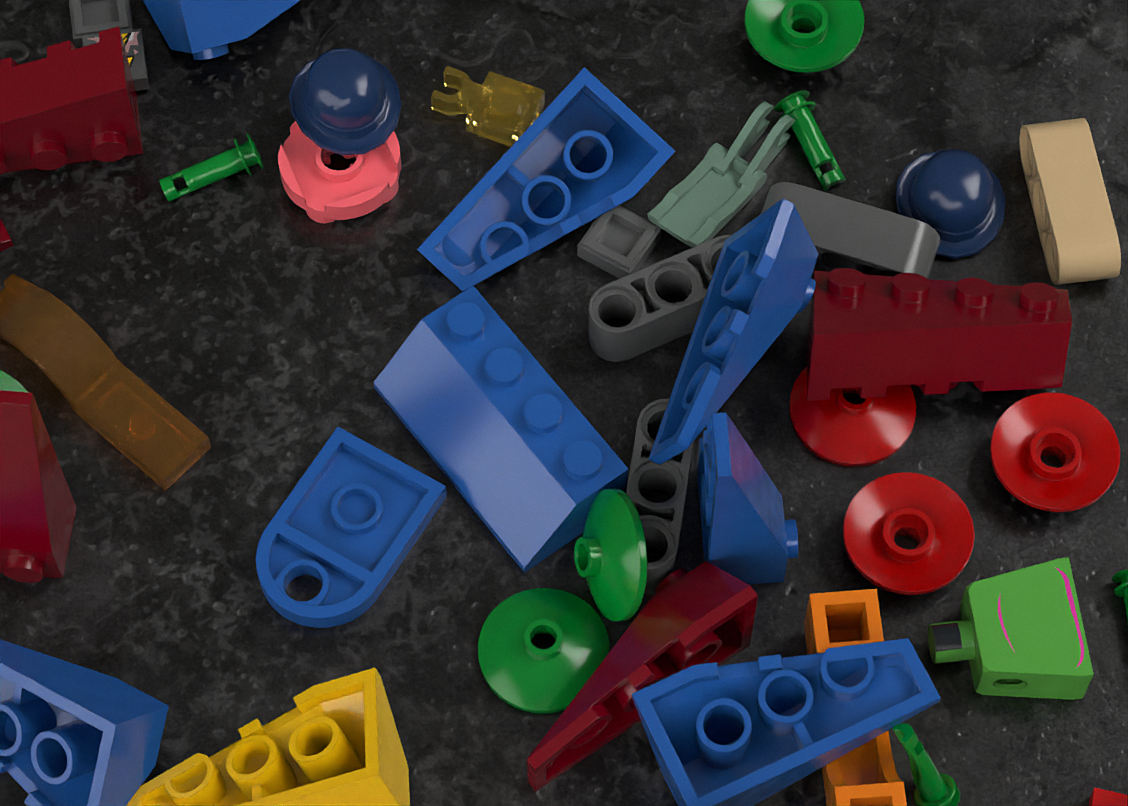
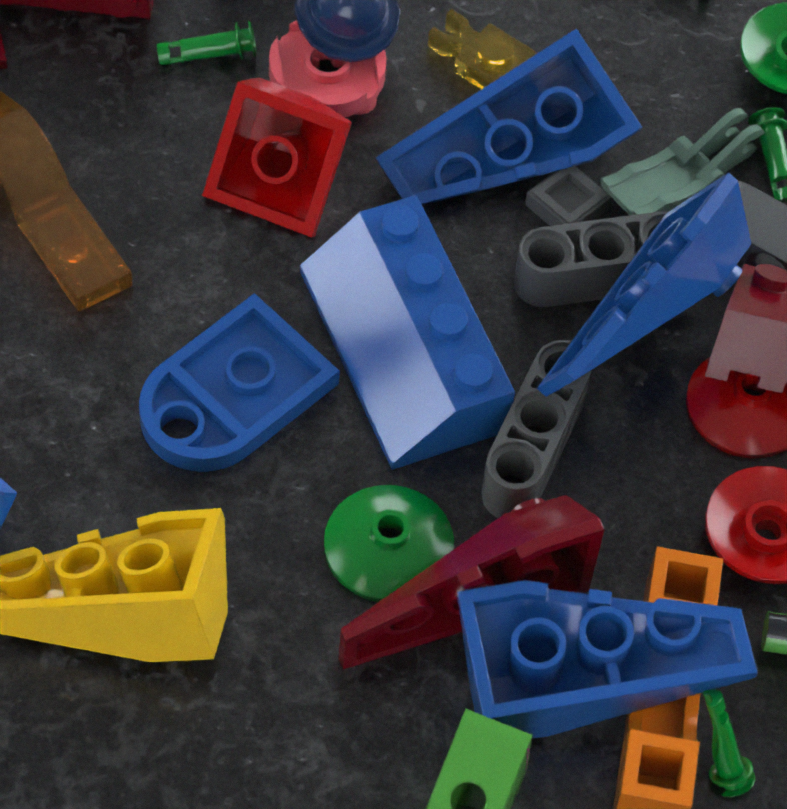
camera: 10 degrees right, 5 degrees down
(319, 273) = (277, 155): none -> red slope
(613, 555) = (478, 467): green dish -> none
(741, 508) = (615, 451): blue wedge -> none

